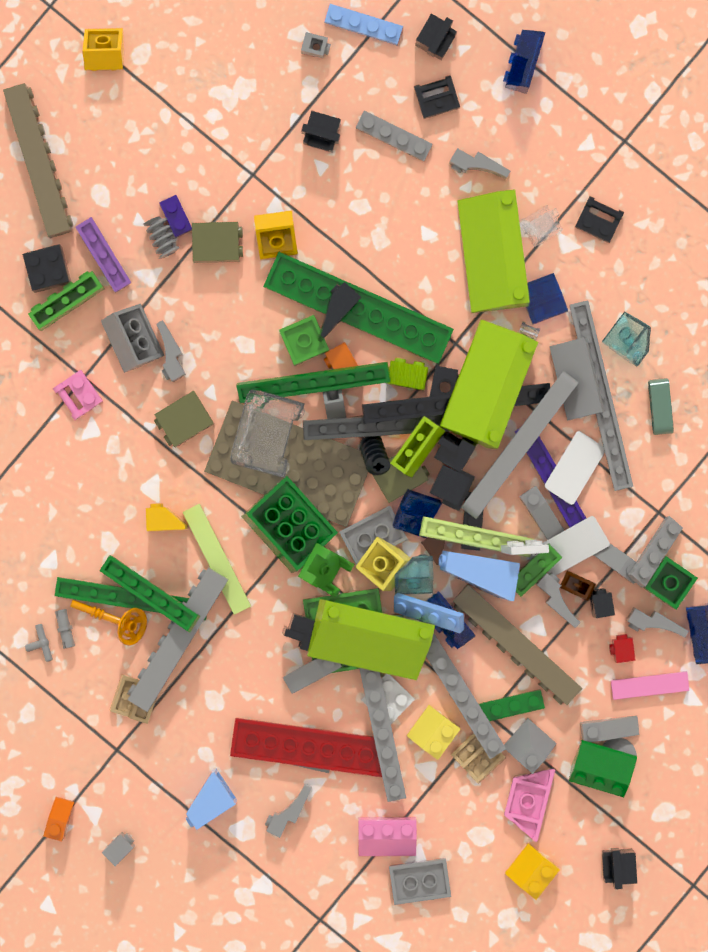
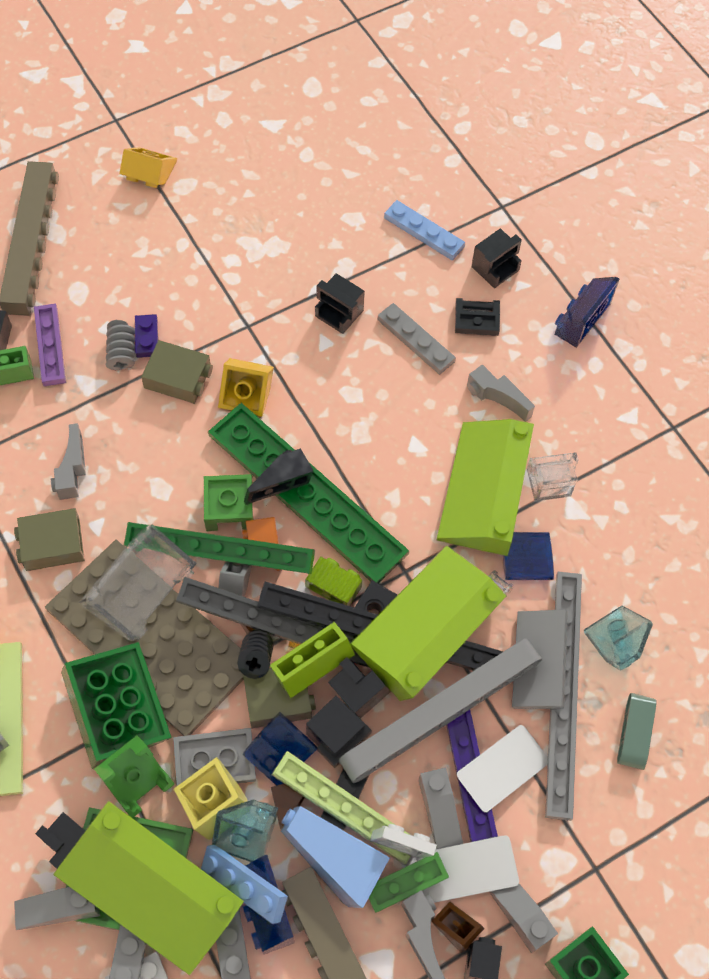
camera: 10 degrees right, 25 degrees down
(132, 337) = (36, 433): light grey slope -> none
(312, 39) = (365, 228): light grey brick -> none
(596, 225) = (615, 500): black plate -> none
(655, 551) = (577, 916): light grey plate -> none

